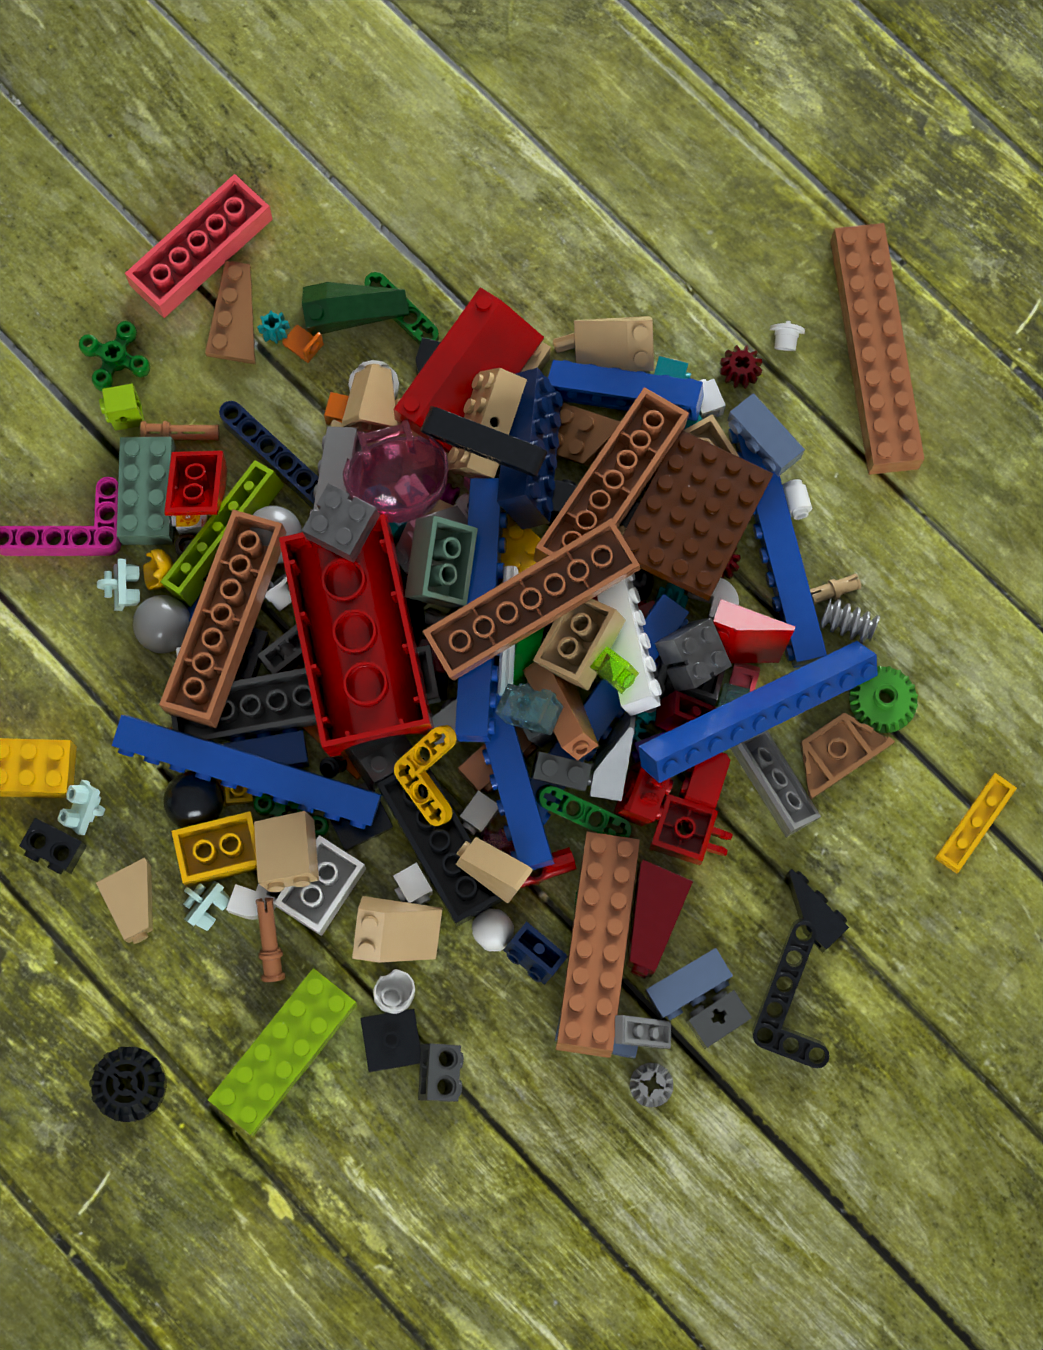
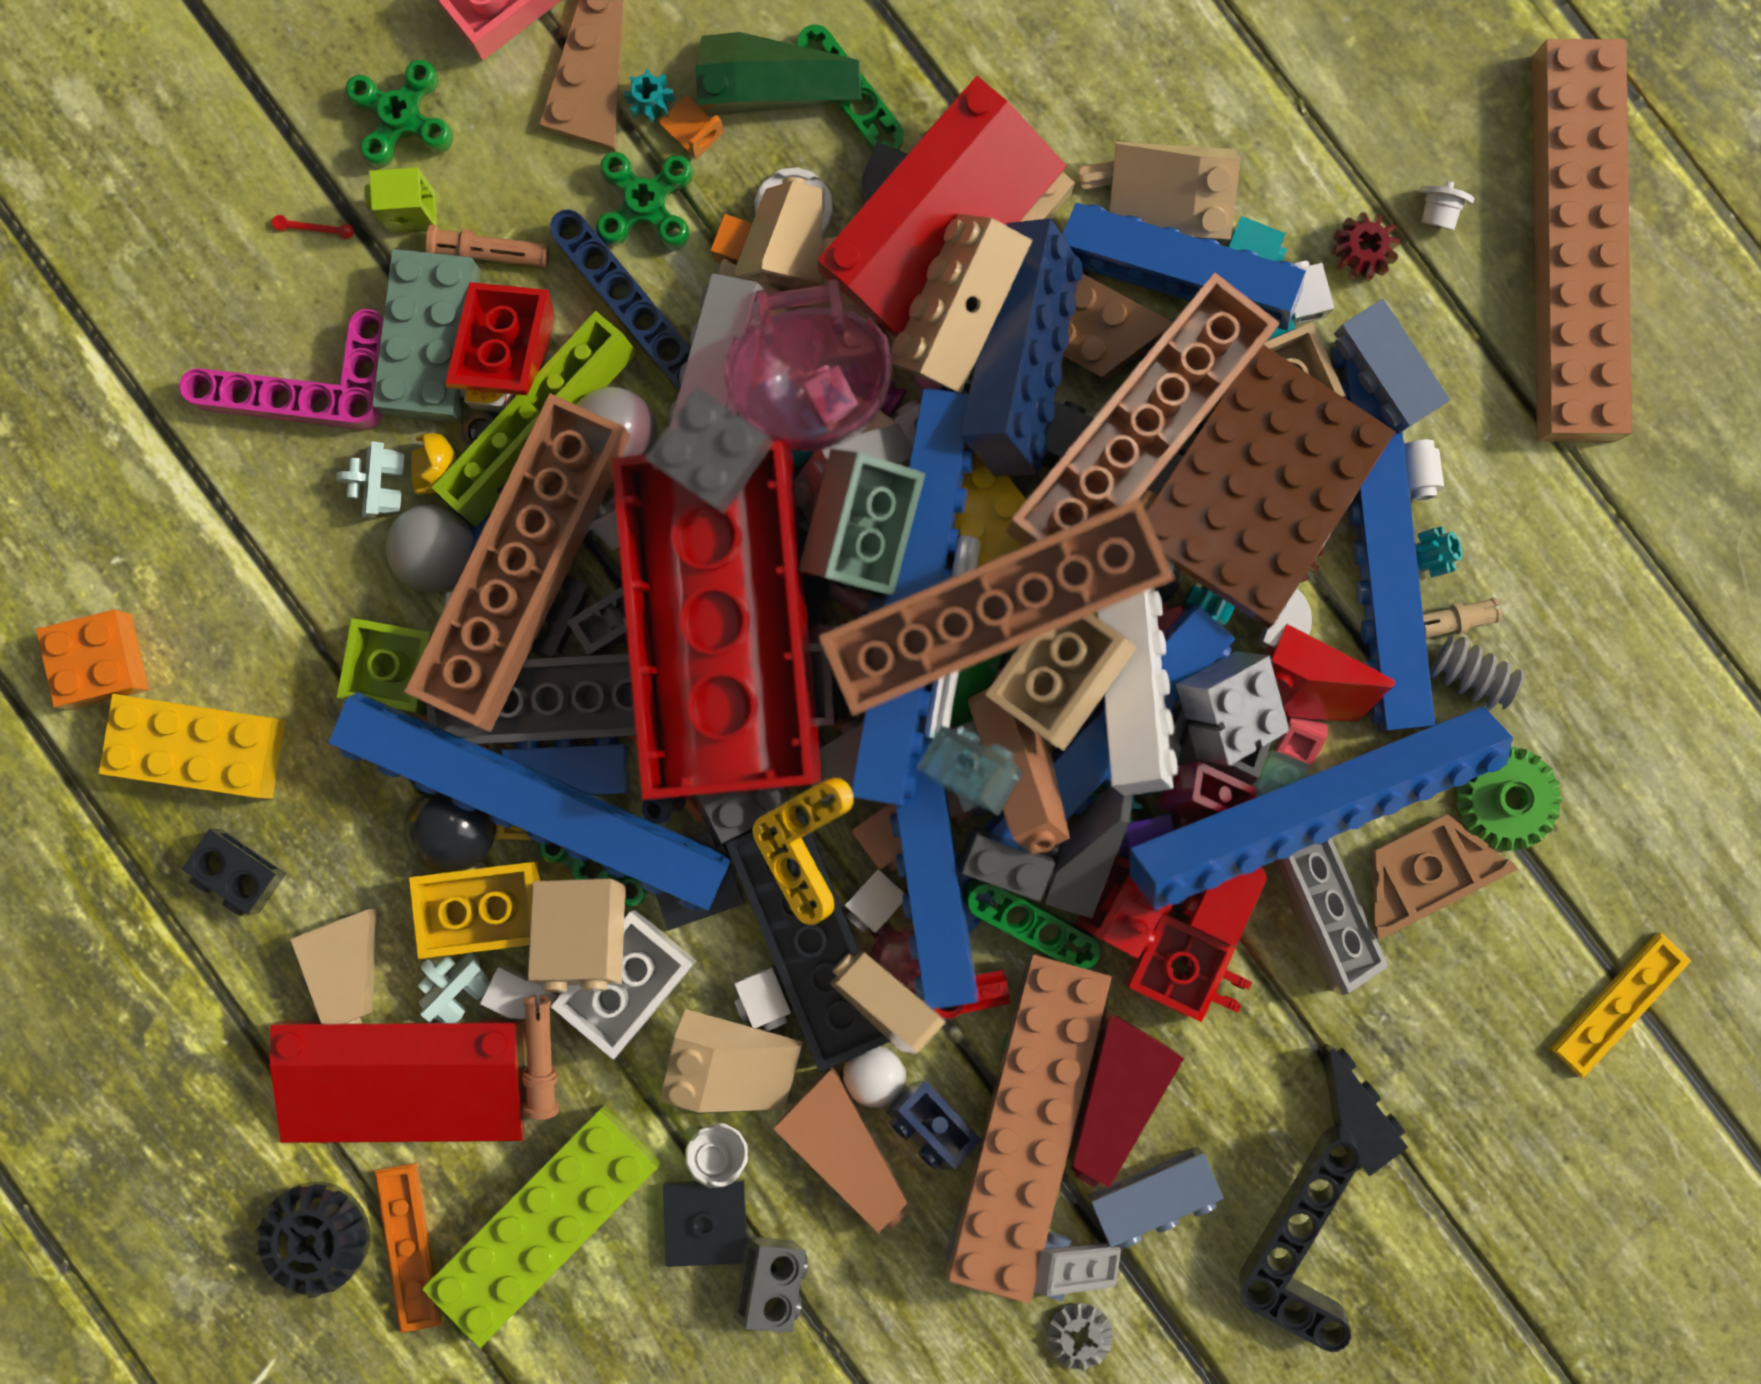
camera: 10 degrees right, 10 degrees up
(44, 433) = (281, 224): none -> red hinge
(84, 807) = (286, 819): light aqua hips -> none
(139, 696) = (381, 663): none -> lime brick
(176, 970) = (398, 1081): none -> red slope
(193, 1082) = (407, 1245): none -> orange tile
(285, 385) = (633, 189): none -> green gear
(476, 977) = (840, 1147): none -> nougat slope
(483, 441) = (952, 337): black beam -> none
(614, 670) = (1110, 729): clear neon green brick -> none
(734, 1016) = (1214, 1254): dark grey brick -> none
(813, 548) = (1438, 551): none -> teal gear

